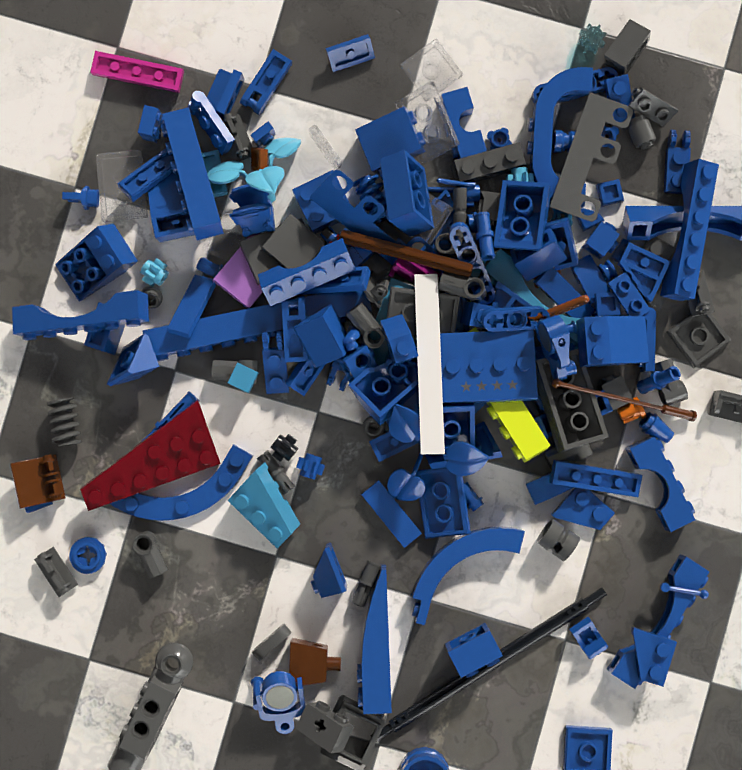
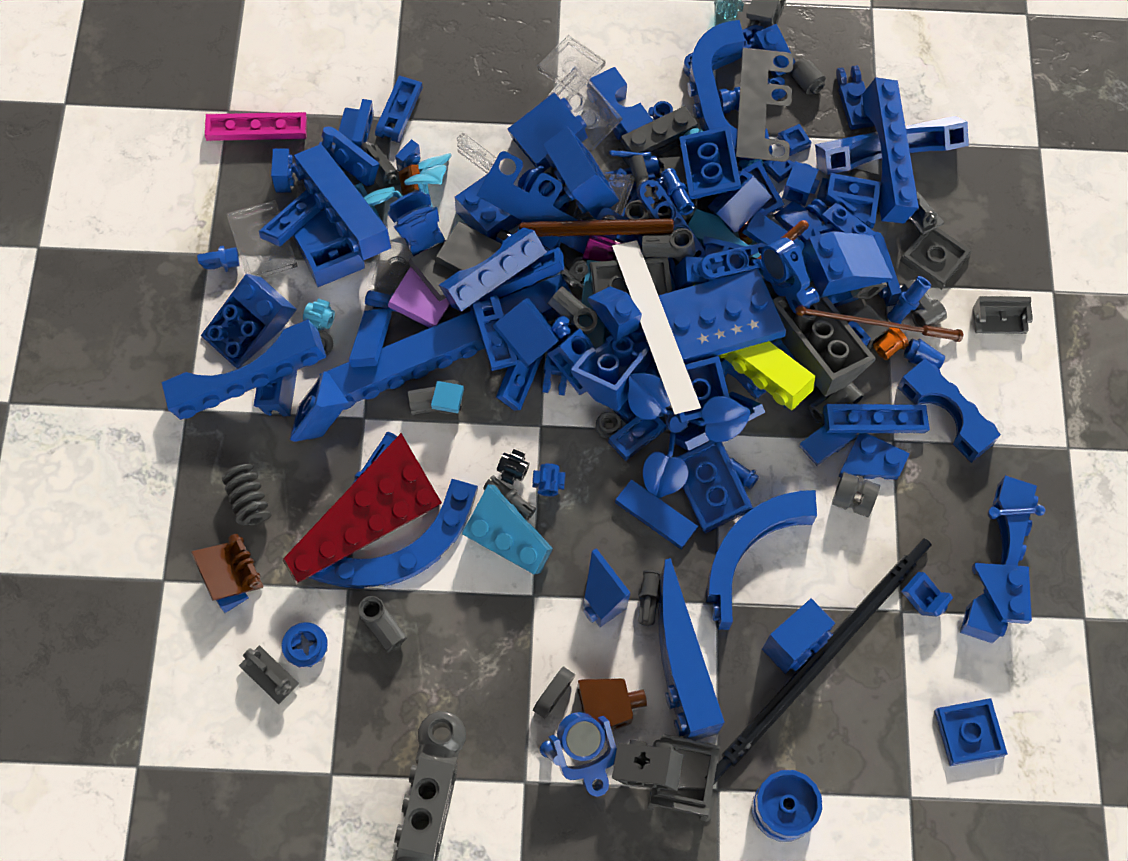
camera: 20 degrees left, 20 degrees down
(274, 365) = (479, 380): blue hinge -> none
(350, 53) = (482, 64): blue plate -> none
(652, 106) = (811, 48): dark grey hinge -> none

